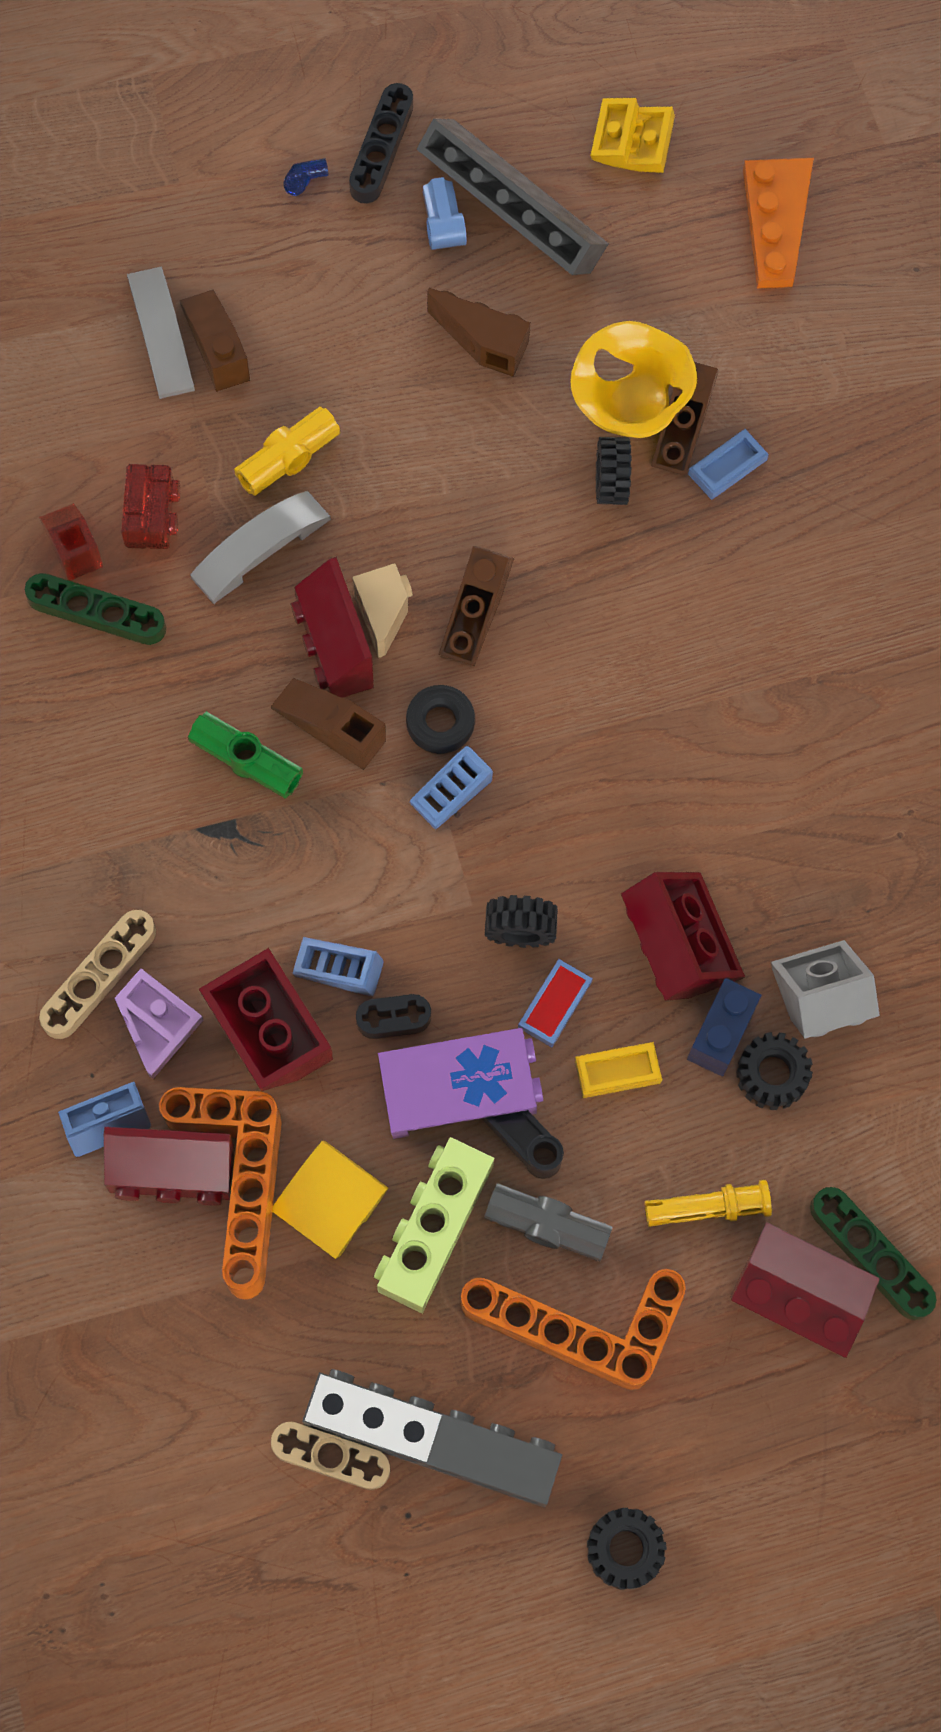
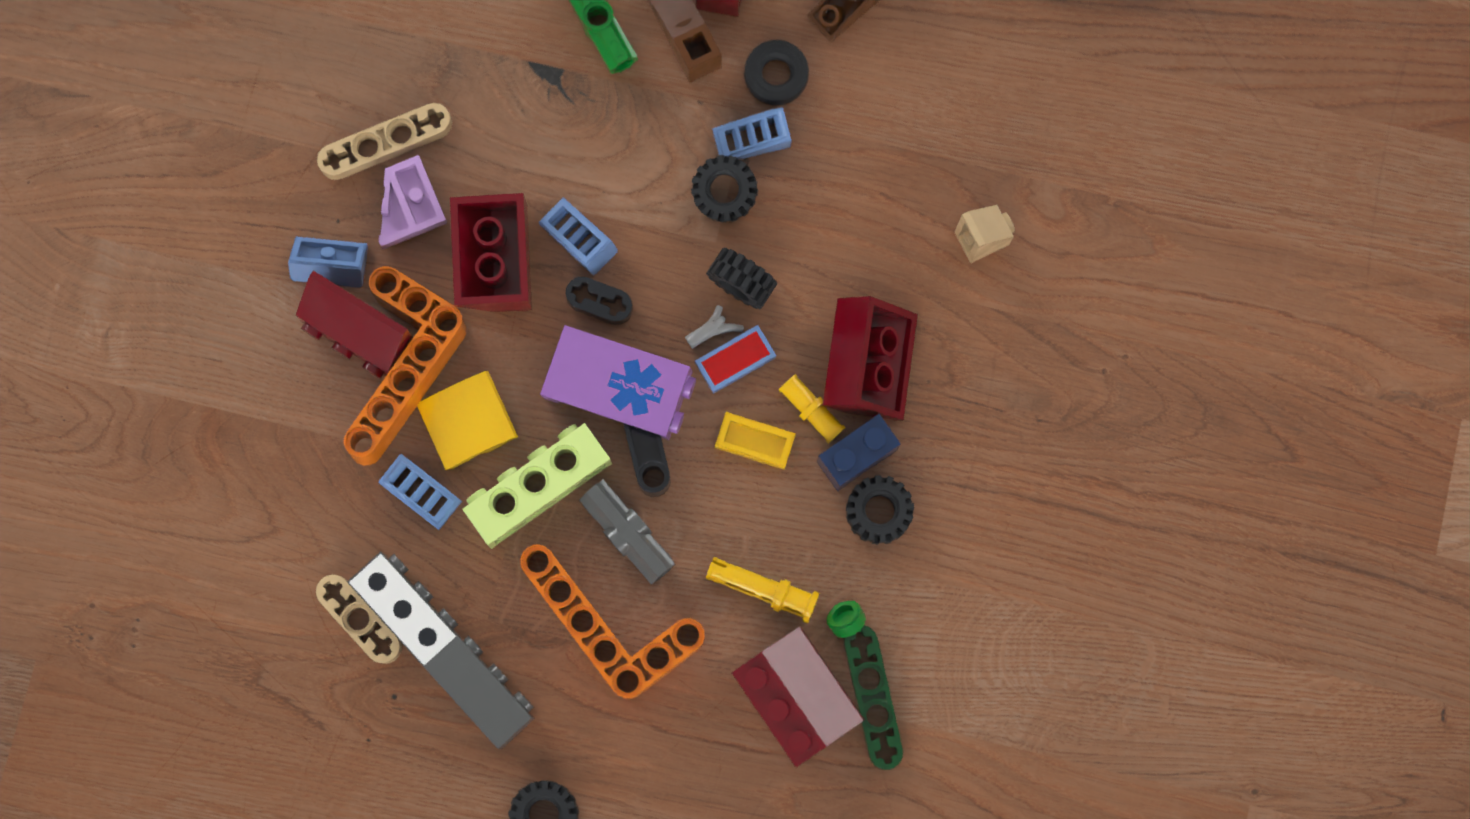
camera: 30 degrees right, 10 degrees up
(308, 1276) = (396, 470): none -> medium blue slope
(466, 827) = (702, 188): none -> black tyre
(516, 985) = (711, 328): none -> light grey bar
(655, 1010) = (811, 408): none -> yellow pin
(719, 764) = (984, 232): none -> tan slope
(804, 1191) = (846, 619): none -> green tile
(826, 989) = (961, 466): light grey slope -> none

